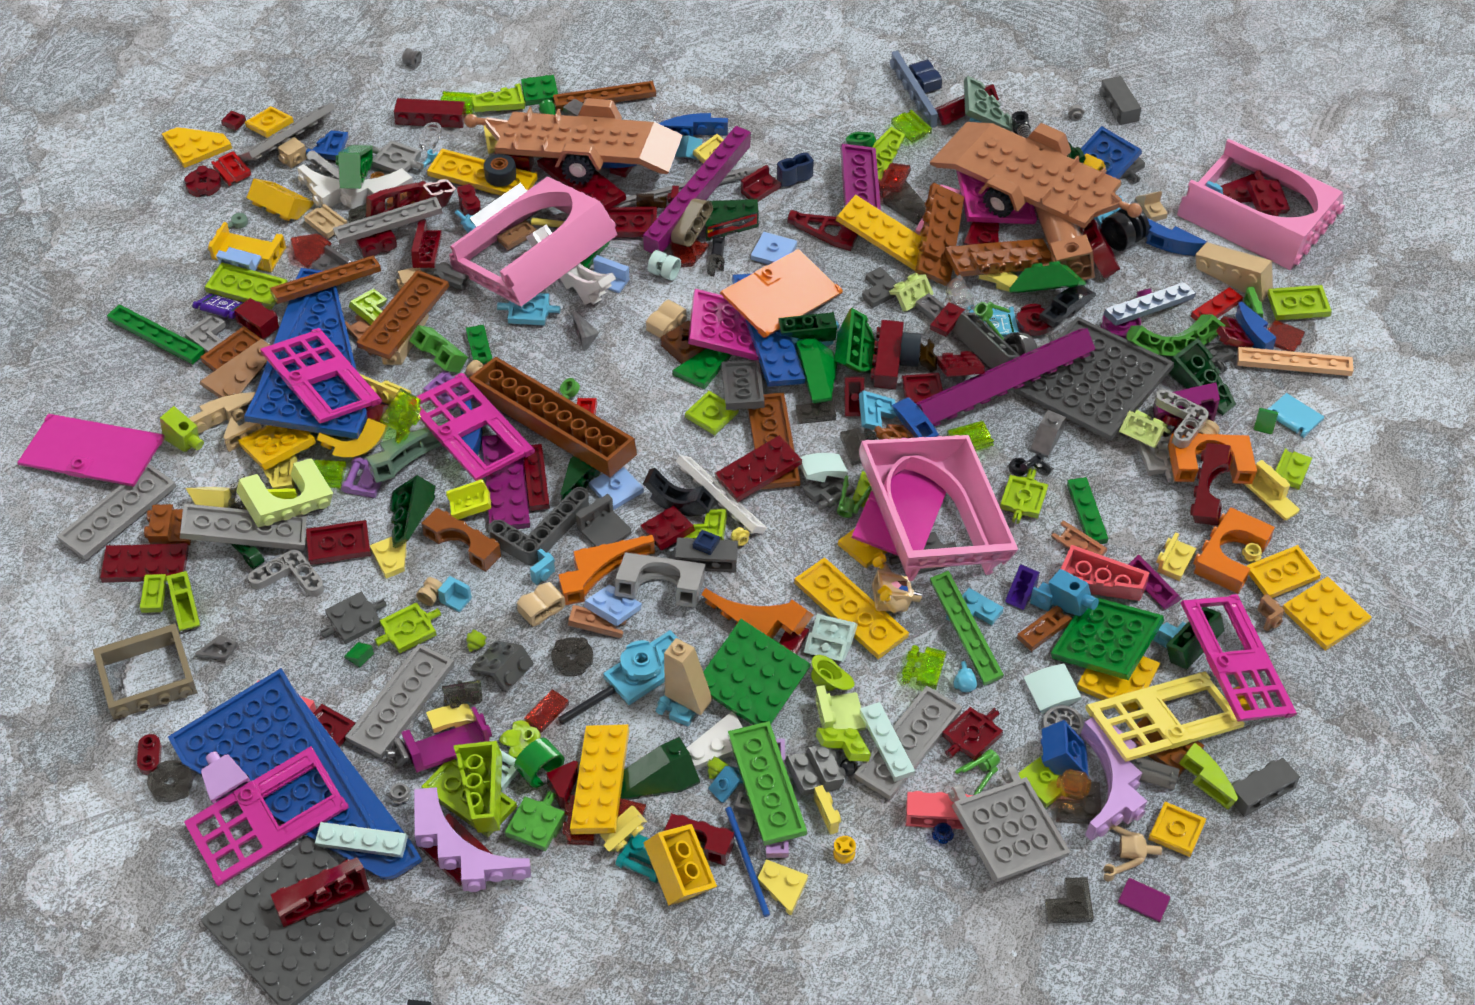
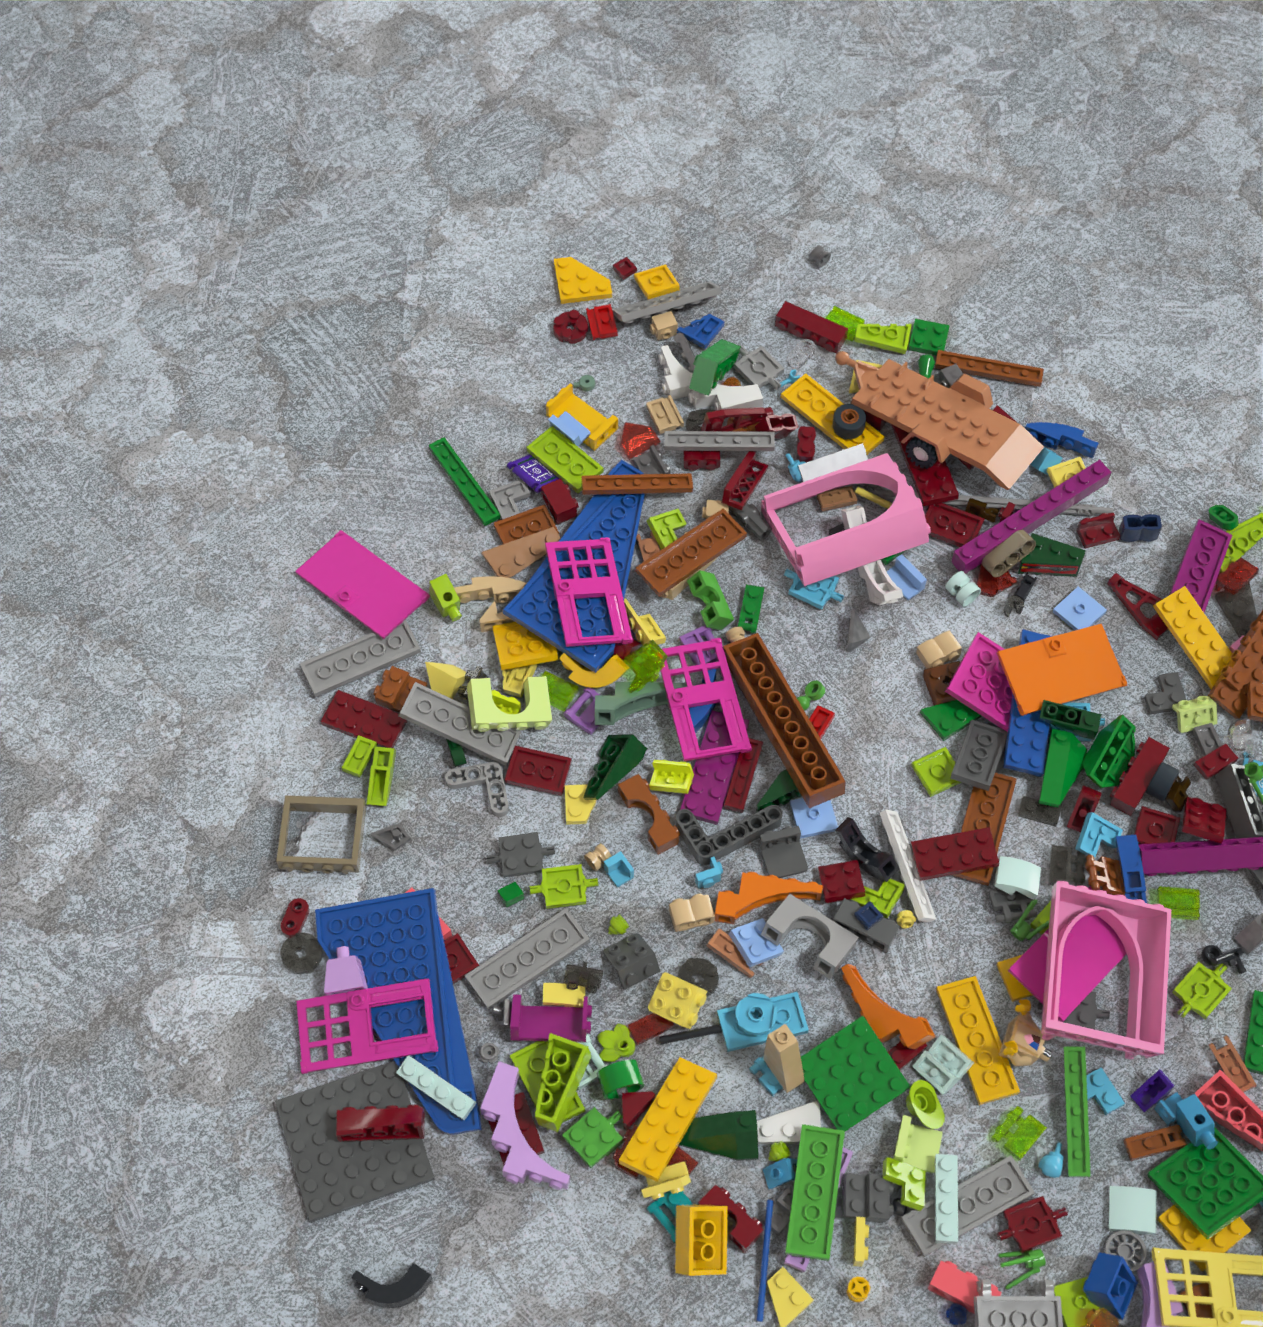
camera: 25 degrees right, 10 degrees up
(278, 199) = (631, 374): yellow slope -> none
(562, 676) = (677, 1000): none -> light yellow bracket

